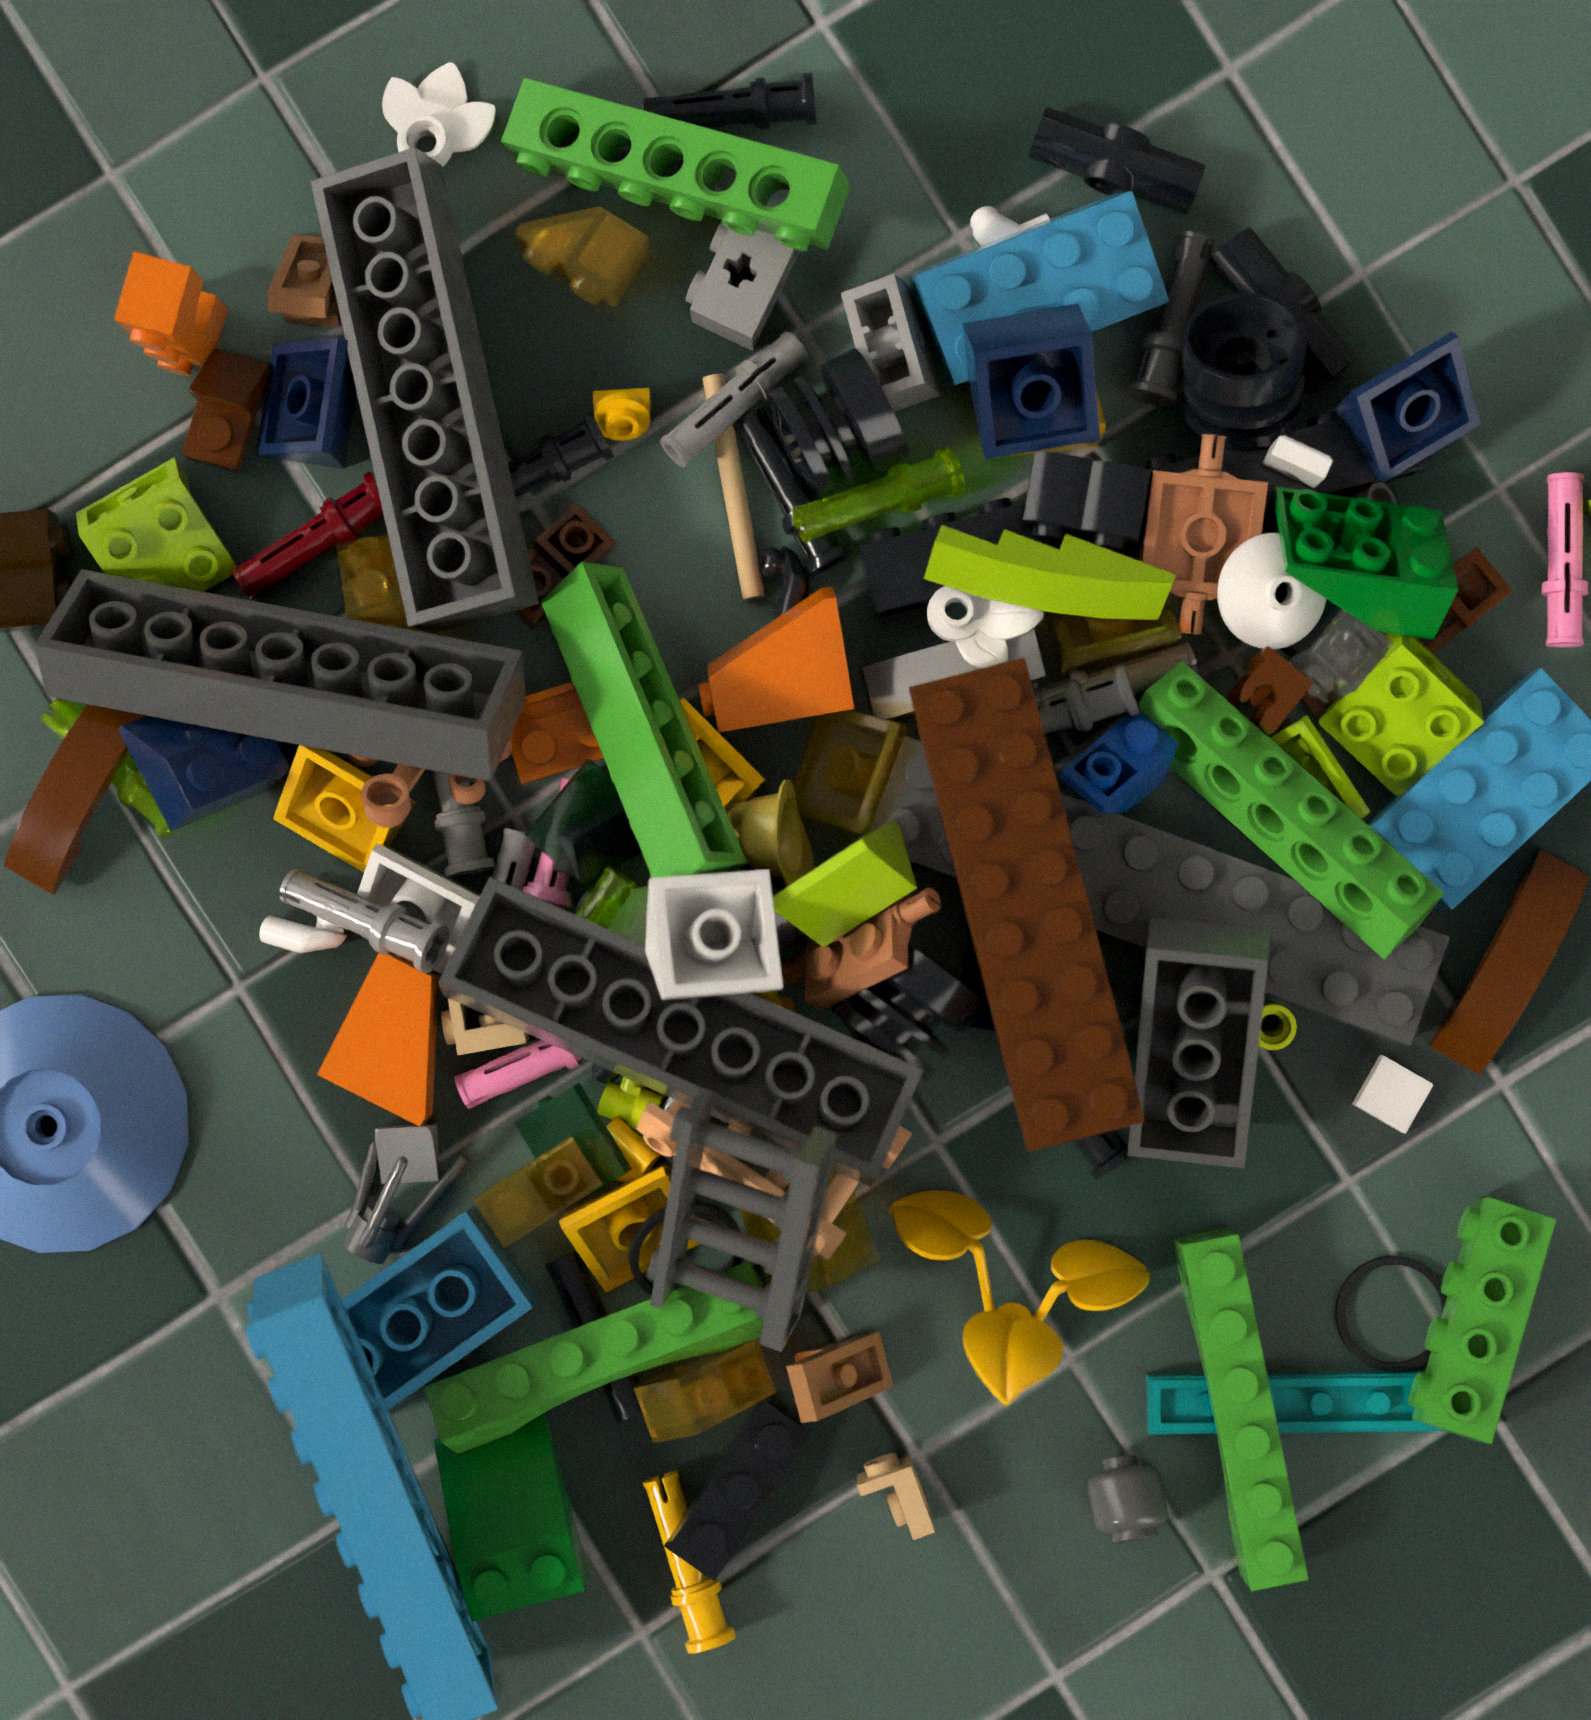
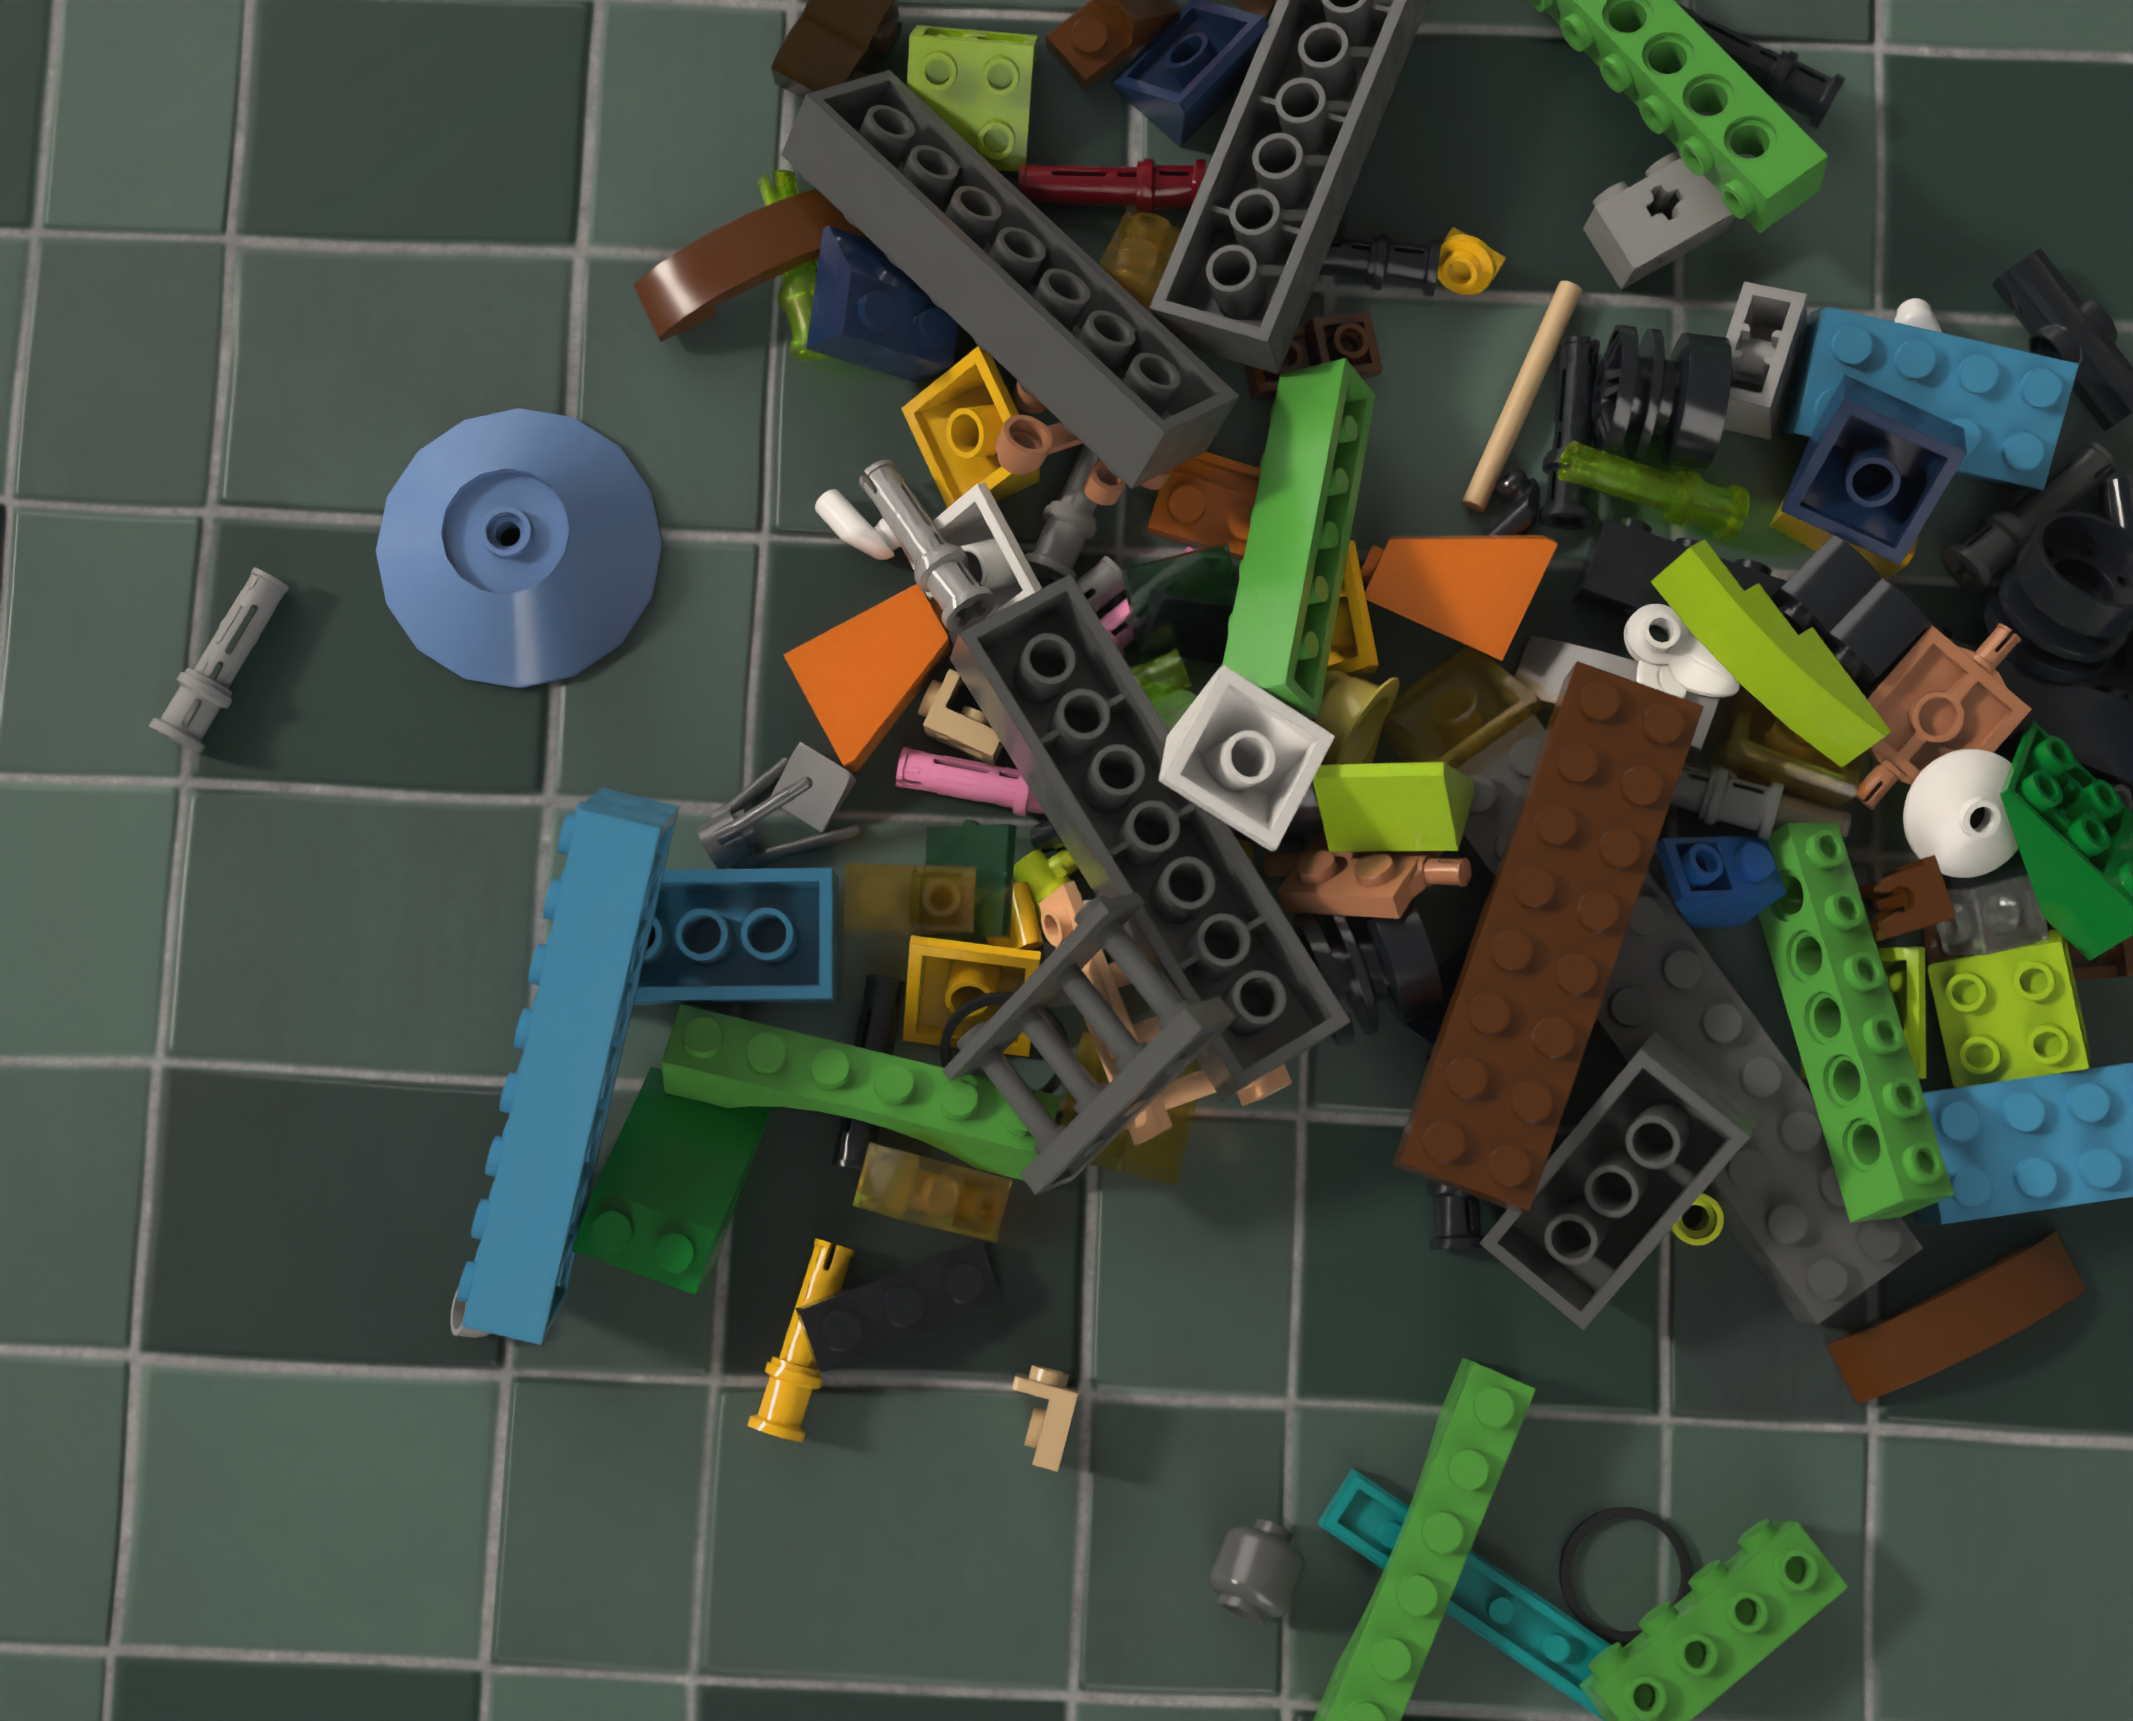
camera: 30 degrees right, 5 degrees down
(589, 248) = (1537, 99): clear yellow slope -> none
(736, 397) = (1578, 315): light grey pin -> none
(838, 1375) = (1067, 1264): medium nougat slope -> none
(1008, 1343) = (1251, 1335): yellow plant -> none
(1297, 461) = (2071, 709): white tile -> none
(1392, 1094) = (1763, 1365): white tile -> none

